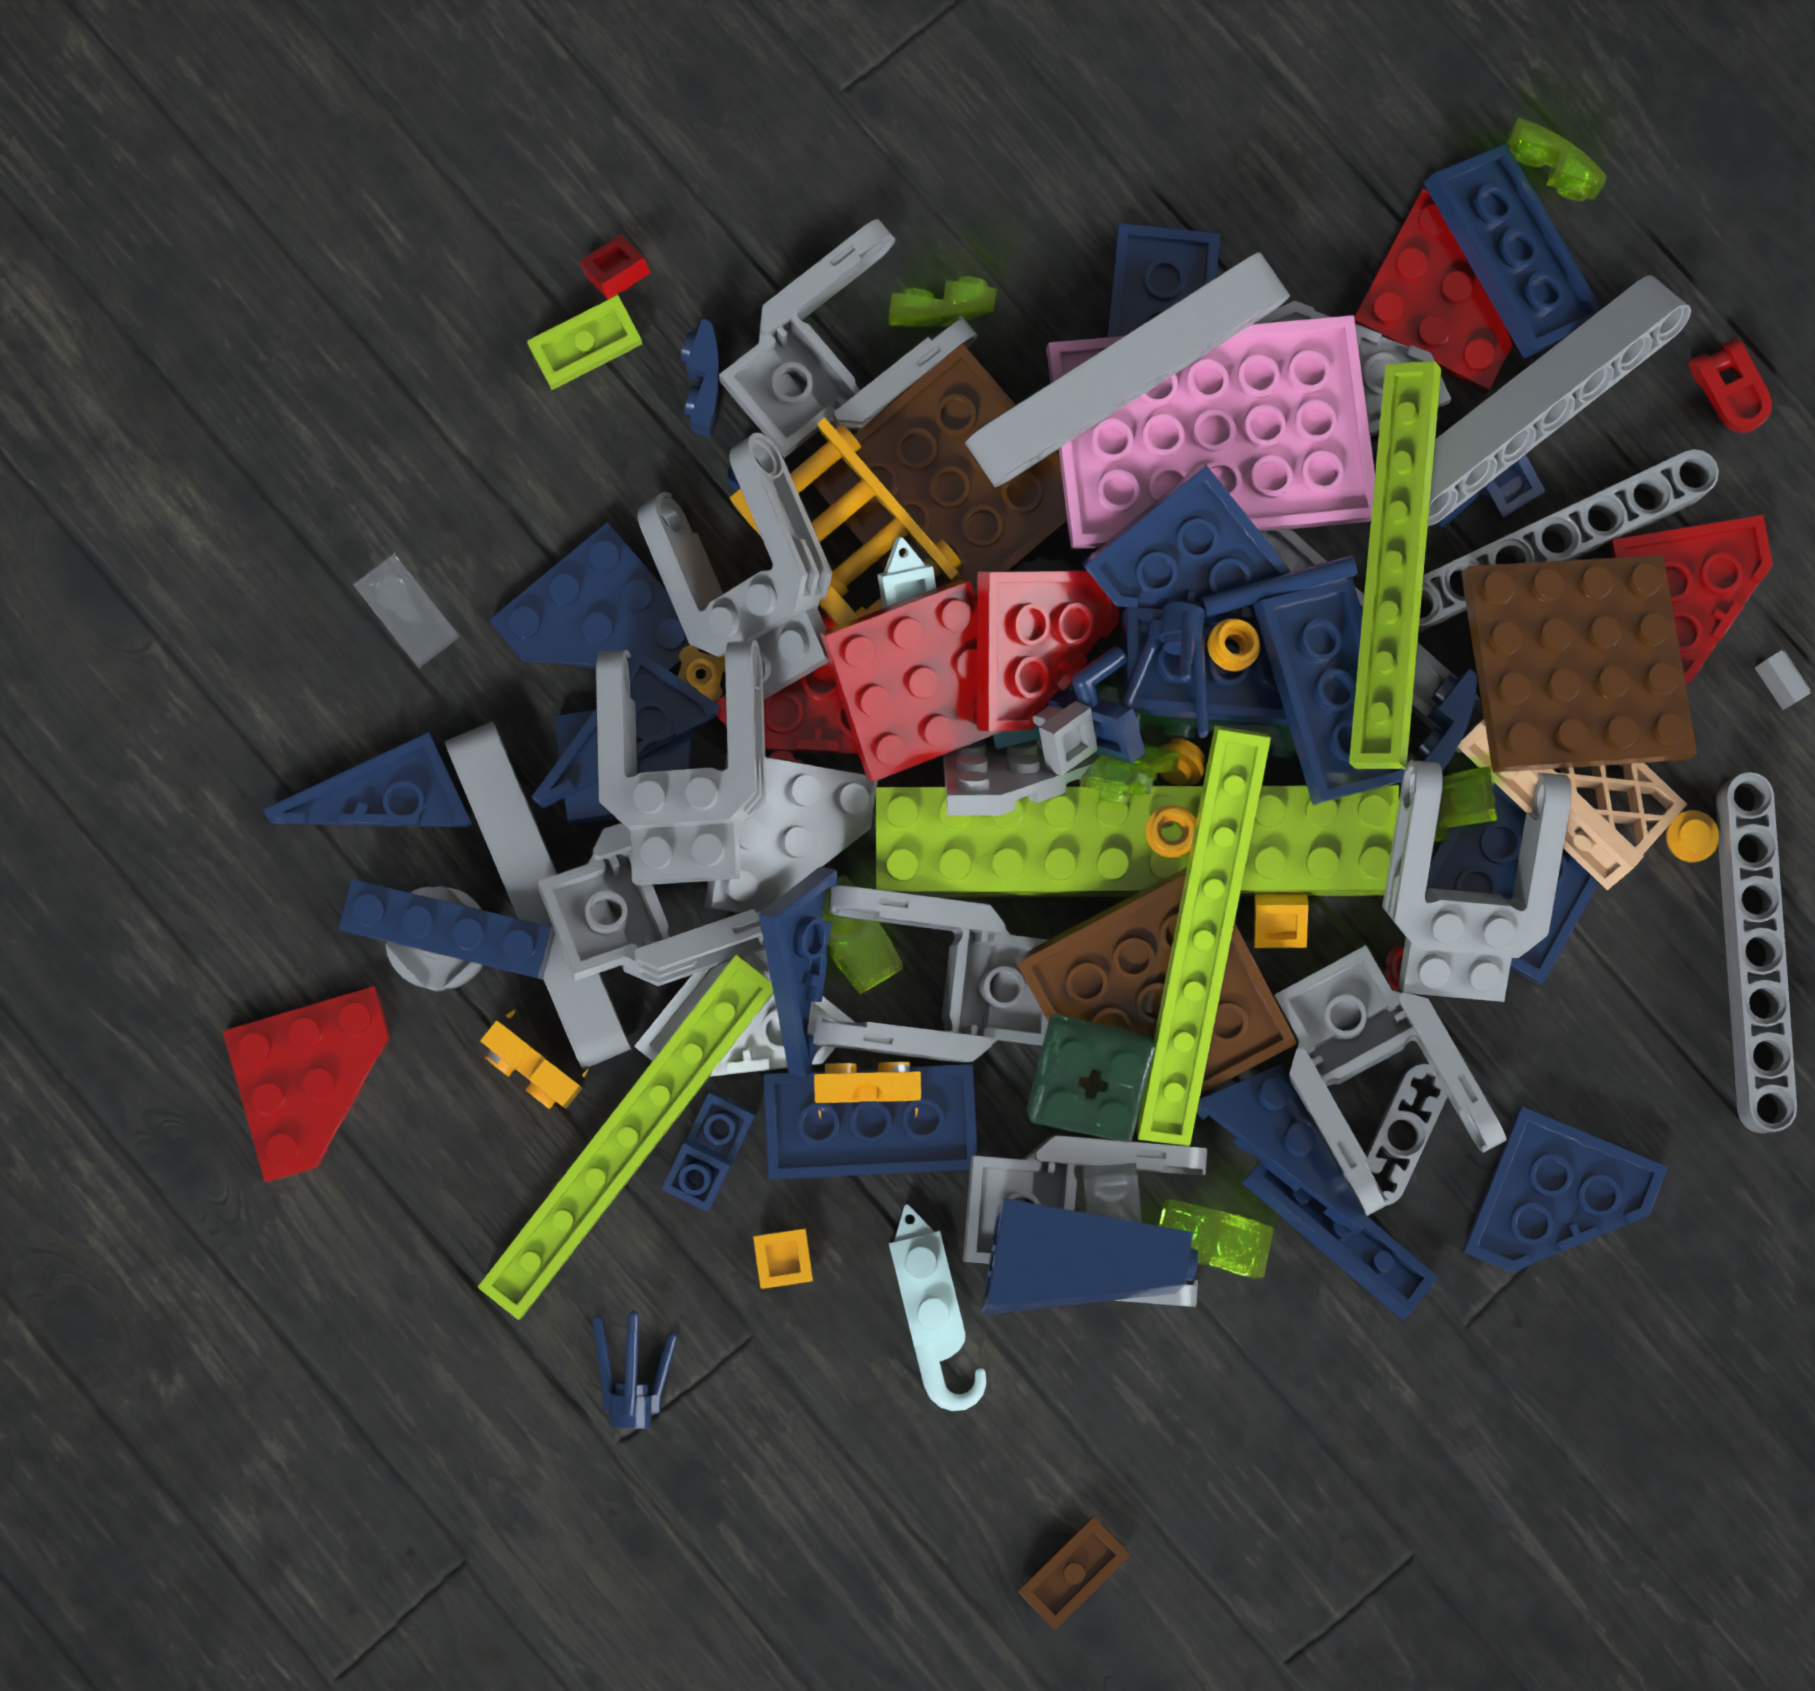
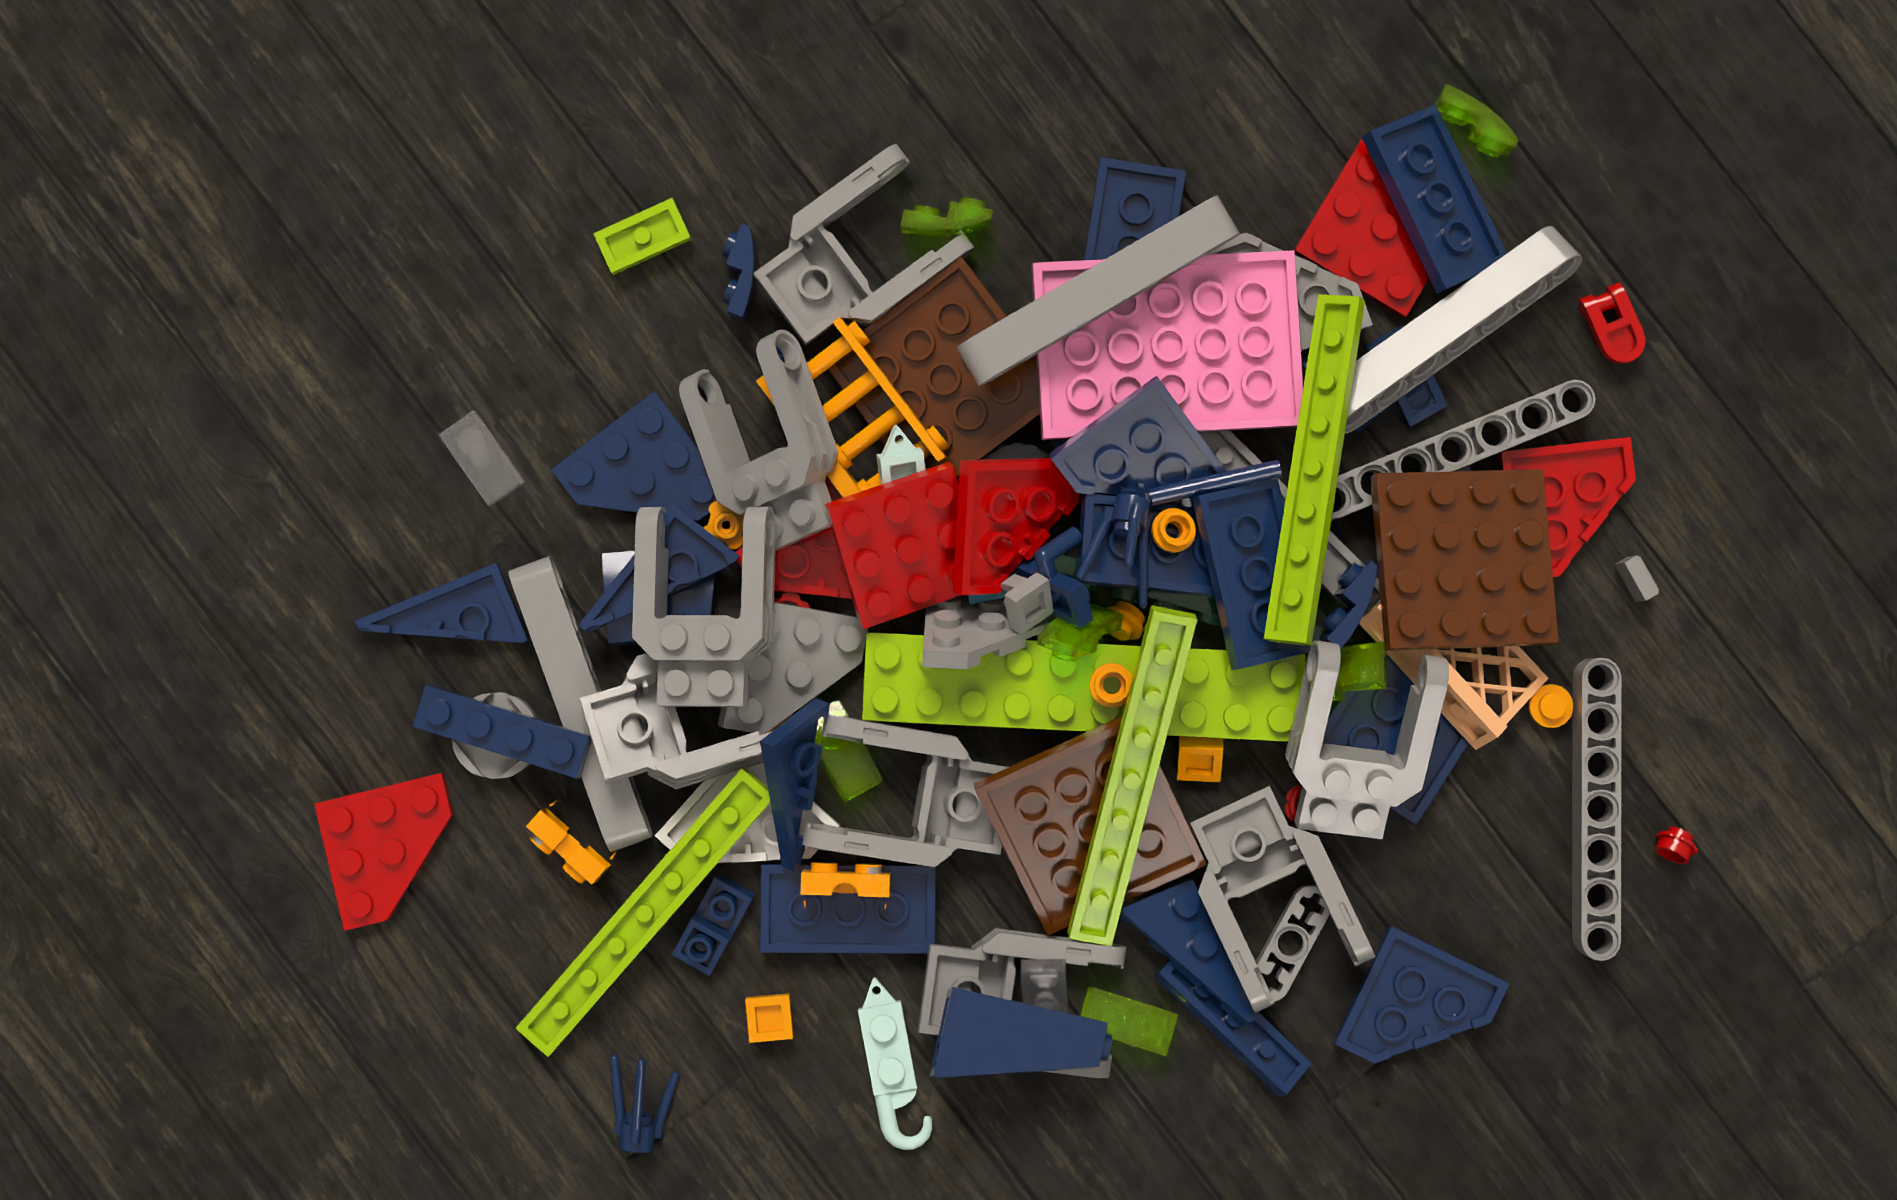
camera: 10 degrees right, 5 degrees up
(614, 267) = (670, 173): red plate -> none
(1071, 1052) = (1014, 868): clear green brick -> none

